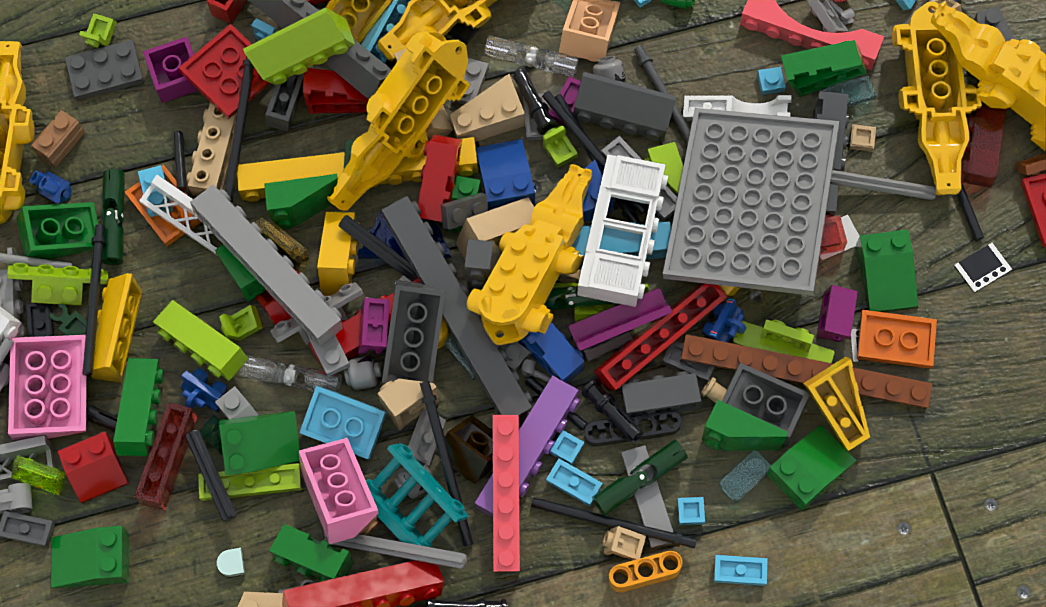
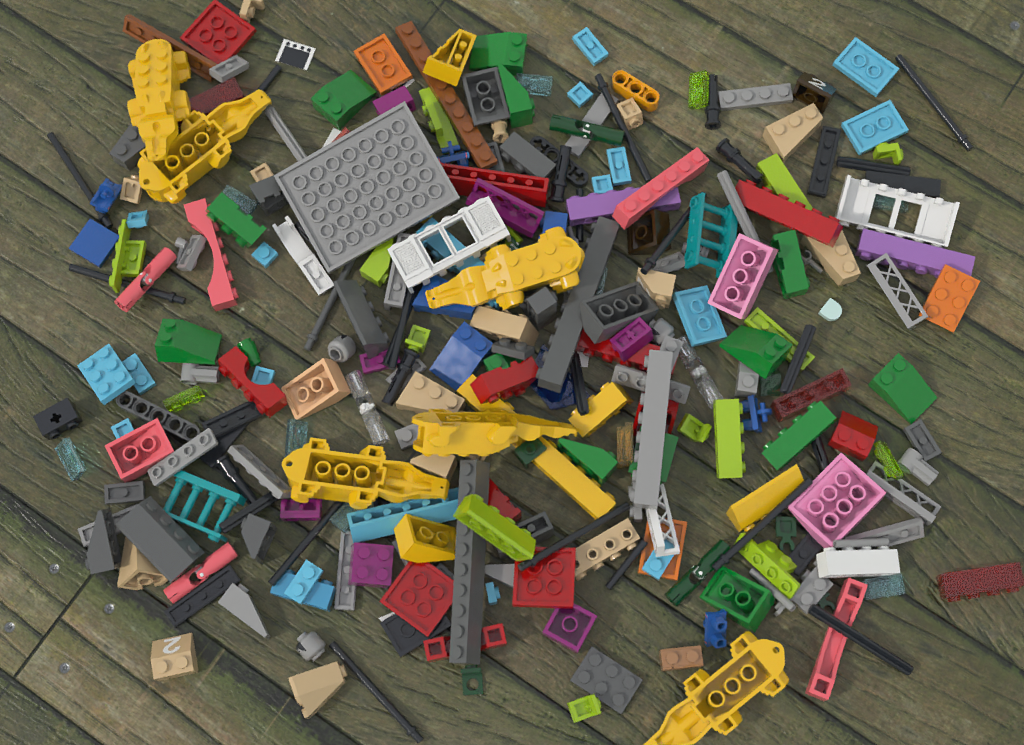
camera: 130 degrees left, 5 degrees up
(1013, 183) = (229, 68): none -> light grey plate

